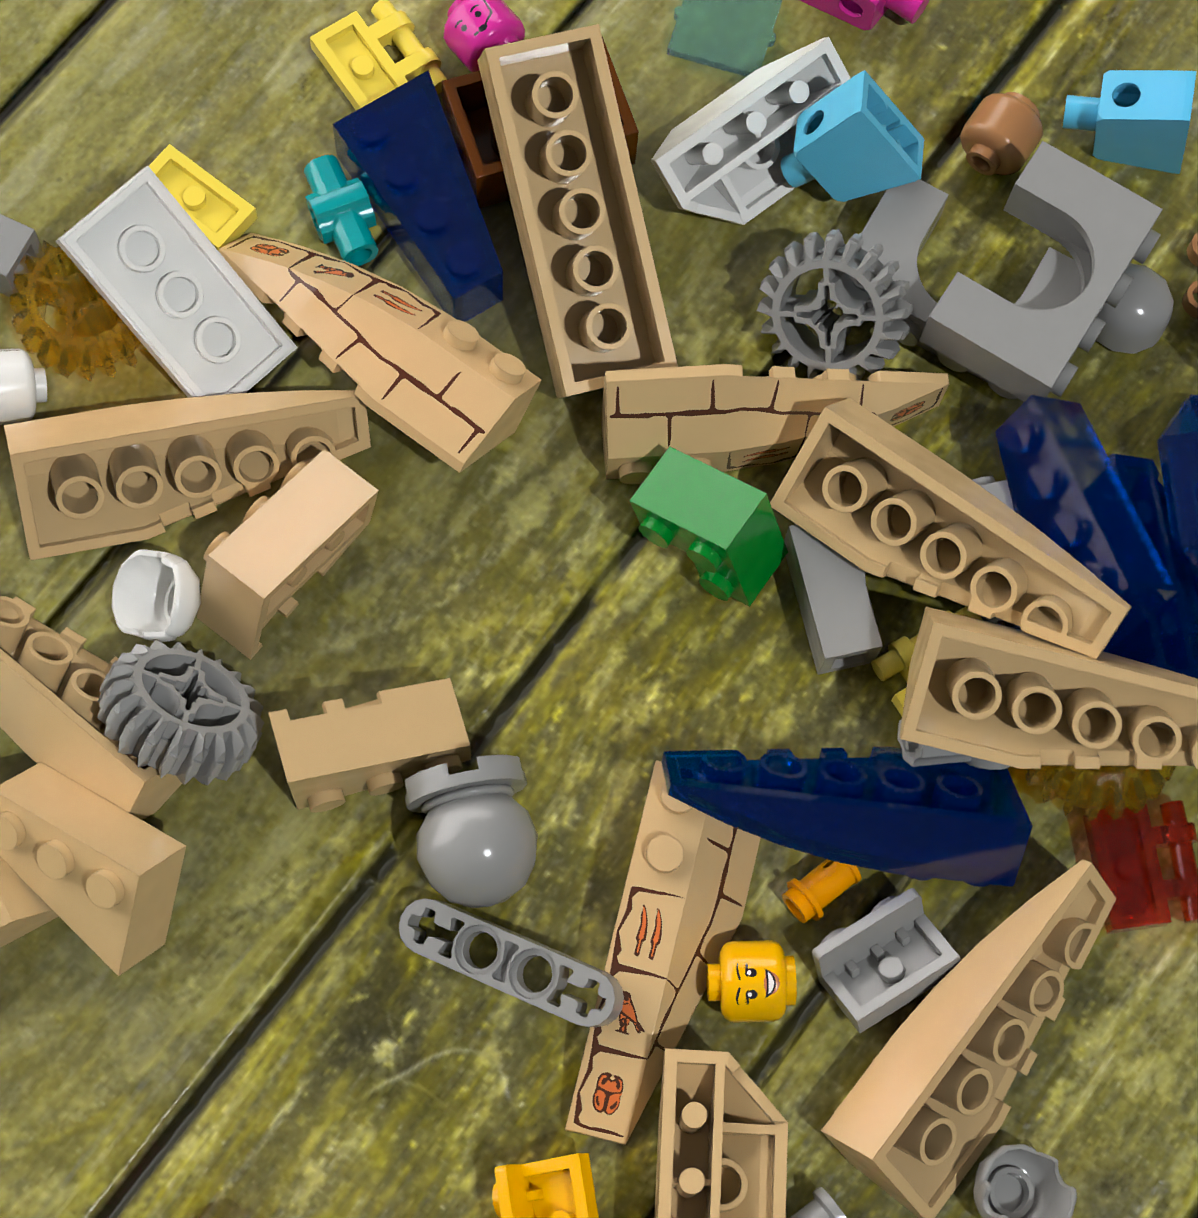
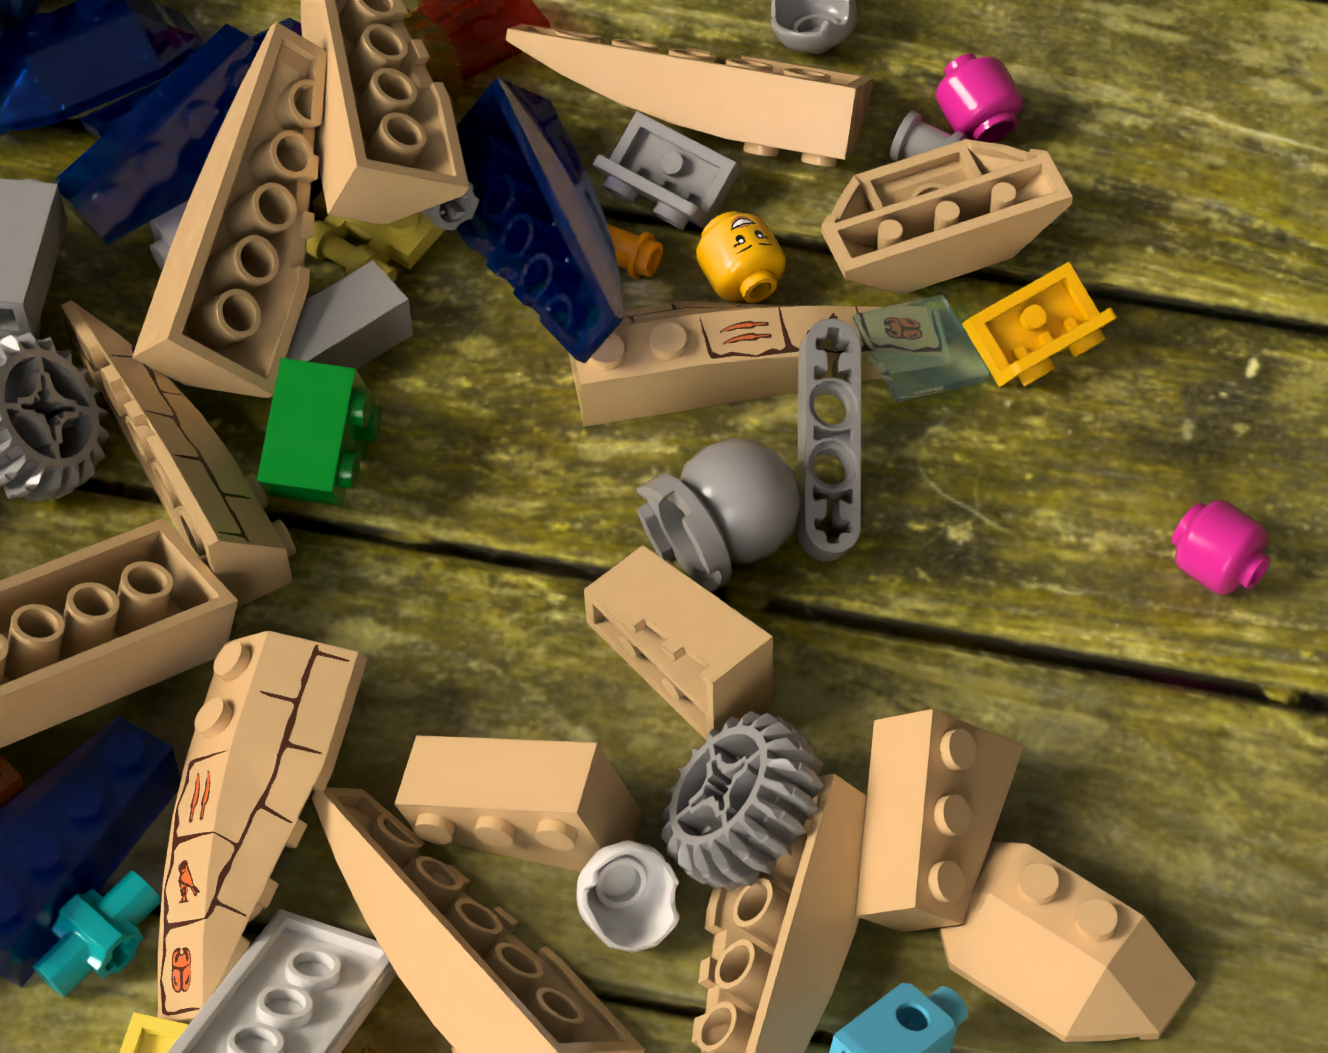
camera: 105 degrees left, 15 degrees down
(581, 1101) = (919, 348): none -> clear light blue piece

